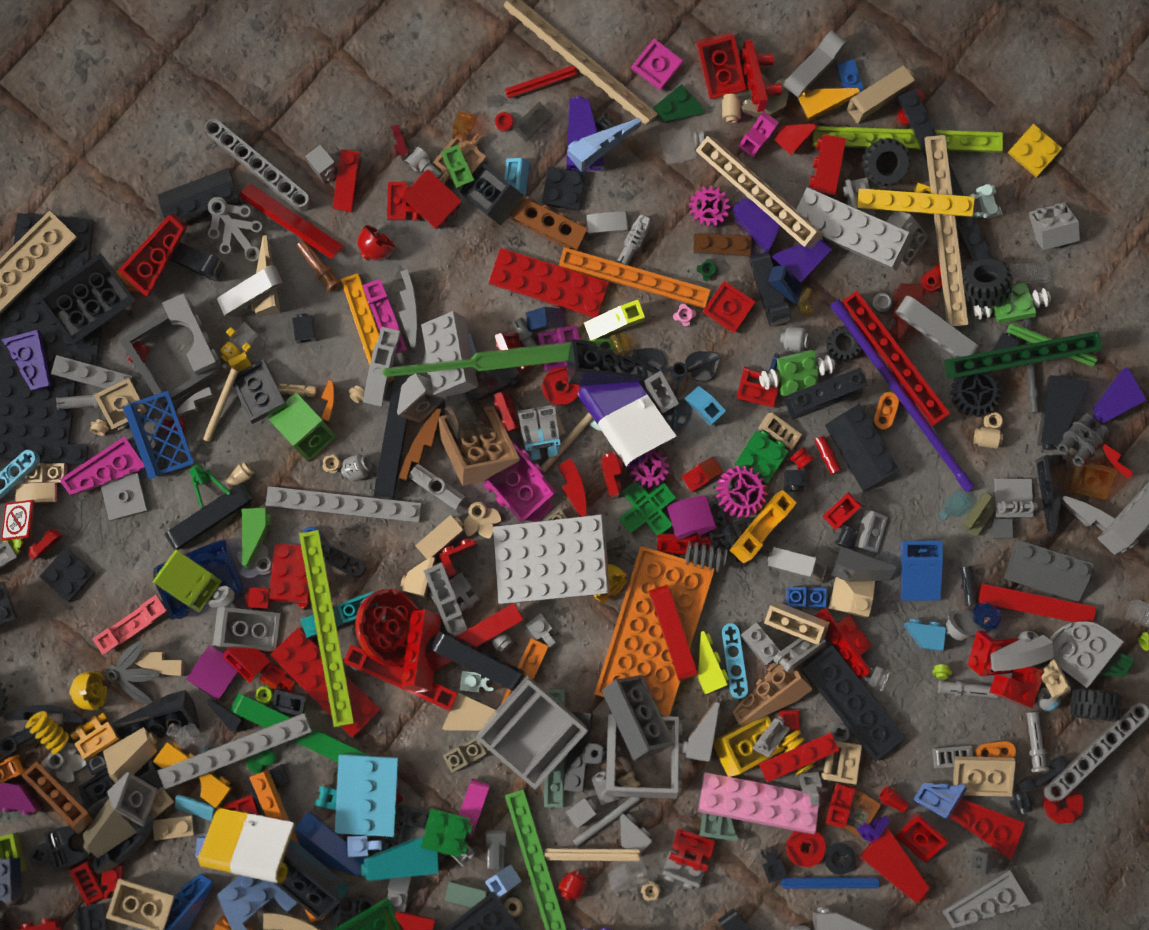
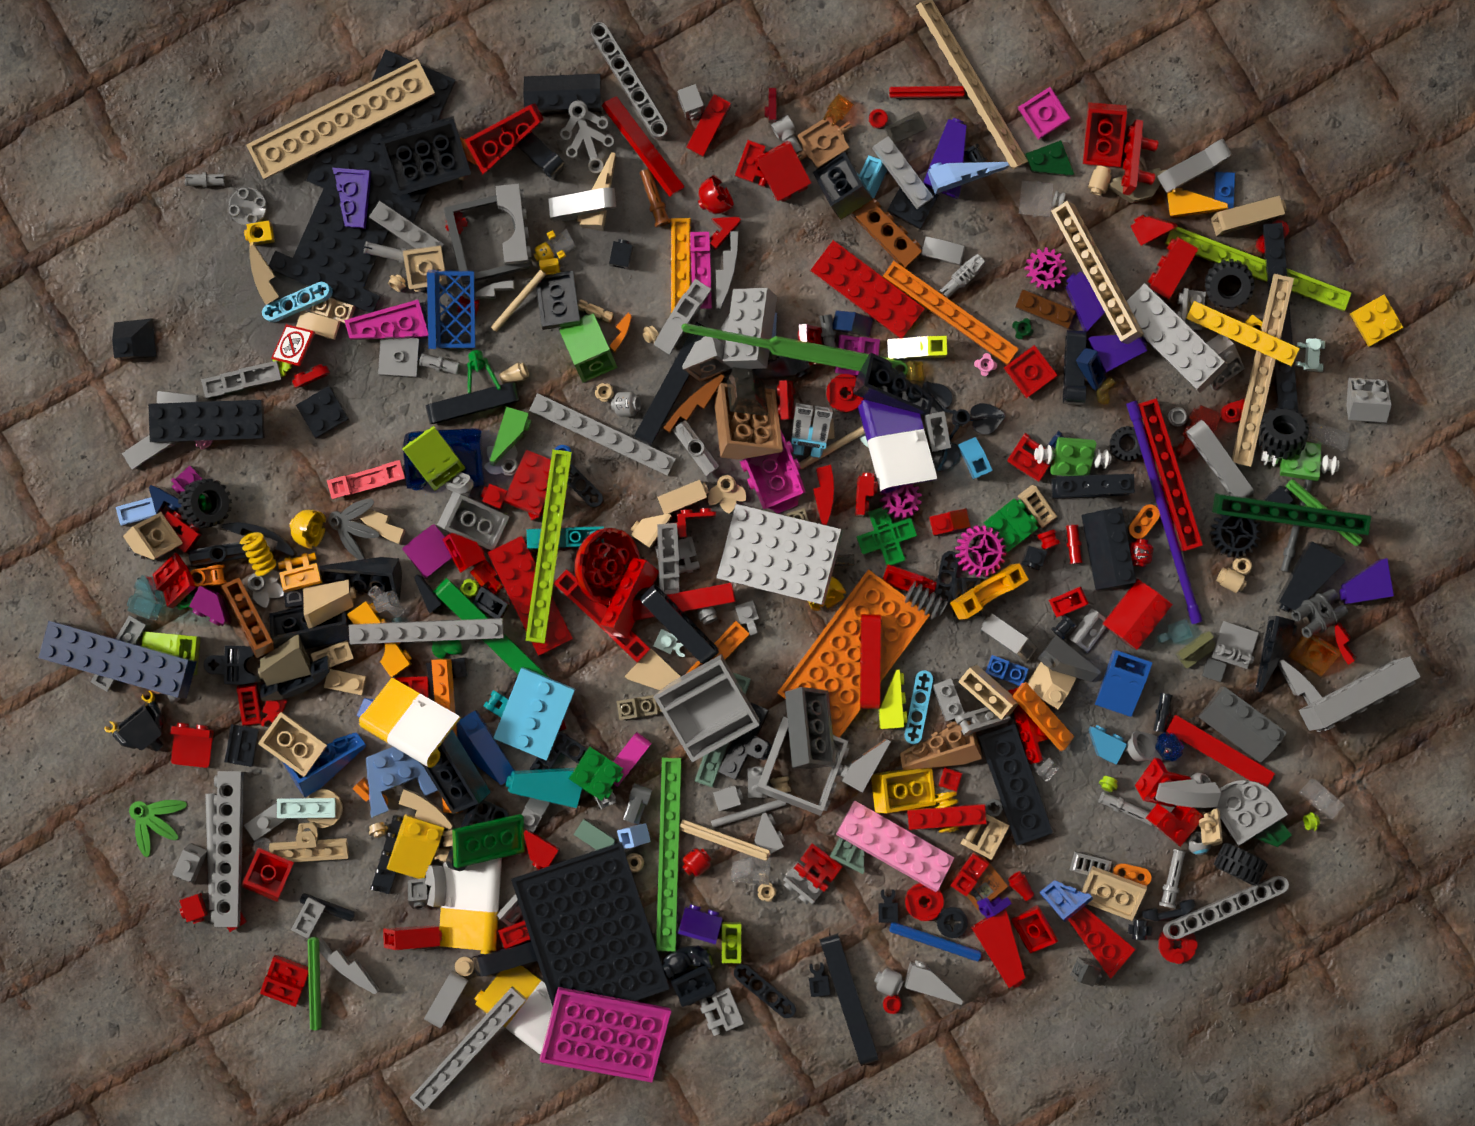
camera: 15 degrees right, 5 degrees up
(132, 798) = (317, 642): light grey slope -> none
(164, 490) = (439, 364): none -> light grey pin
(195, 807) = (371, 669): medium azure slope -> none
(359, 846) = (512, 758): light blue plate -> none
(394, 268) = (726, 225): none -> red slope
(457, 165) = (818, 147): bright green slope -> none
(544, 162) = (902, 172): none -> light grey plate
(691, 516) = (925, 558): magenta slope -> none
(758, 134) = (1116, 215): dark pink brick -> none
(771, 737) = (928, 790): light grey hinge -> none
(795, 339) = (1082, 424): light grey head -> none
(811, 784) = (949, 845): light grey plate -> none
(856, 628) = (1043, 716): none -> orange plate
(894, 441) = (1141, 552): none -> red head
(911, 500) = (1137, 614): none -> red slope
(992, 898) = (1079, 1007): light grey wing -> none

